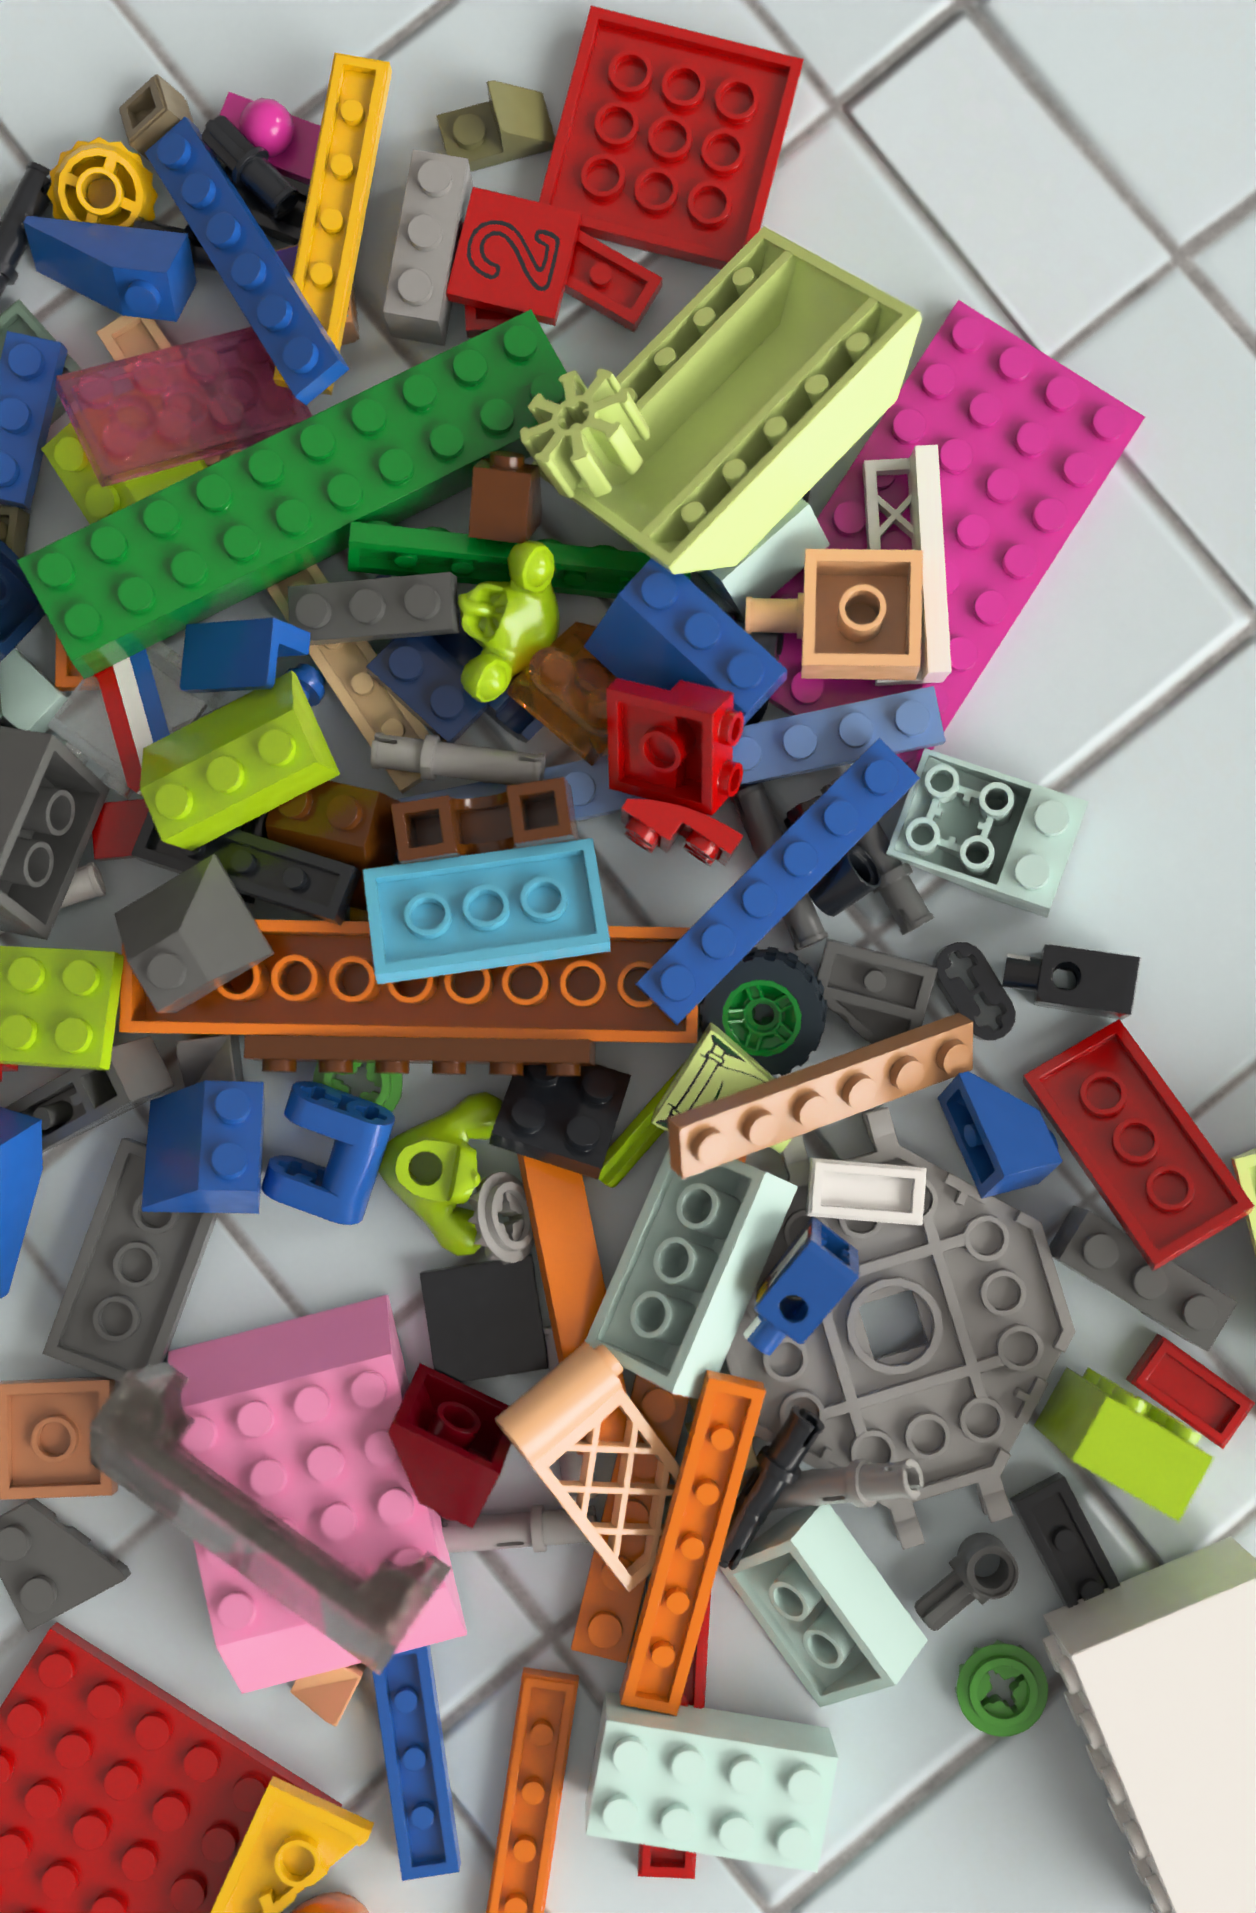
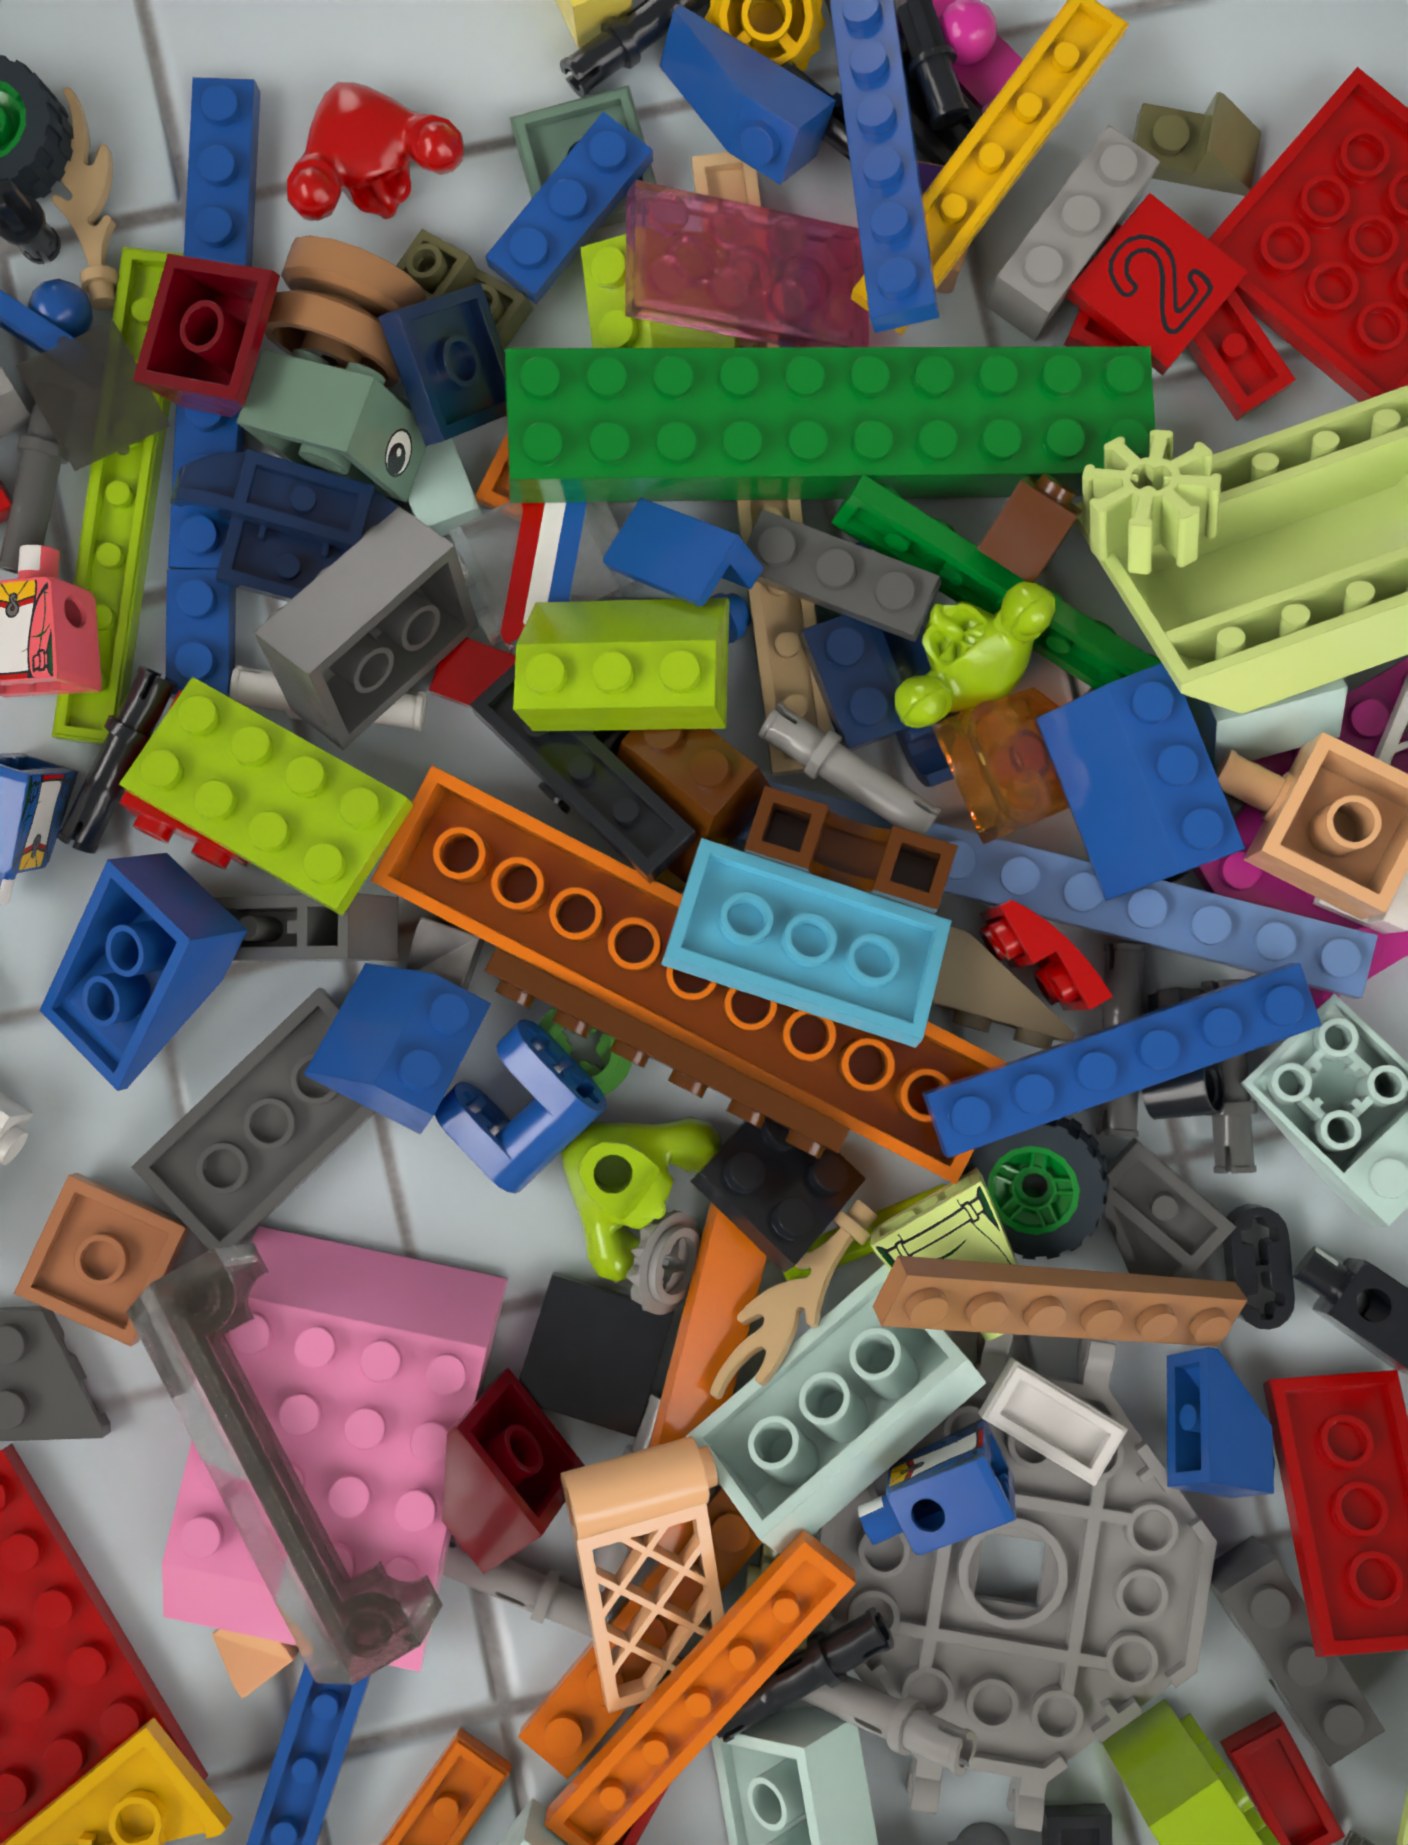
camera: 25 degrees right, 0 degrees up
(190, 936) = (492, 819): dark grey slope -> none
(610, 1203) = (785, 1301): none -> tan piece
(651, 882) = (987, 992): none -> dark tan slope
(673, 743) = (1086, 865): red plate -> none

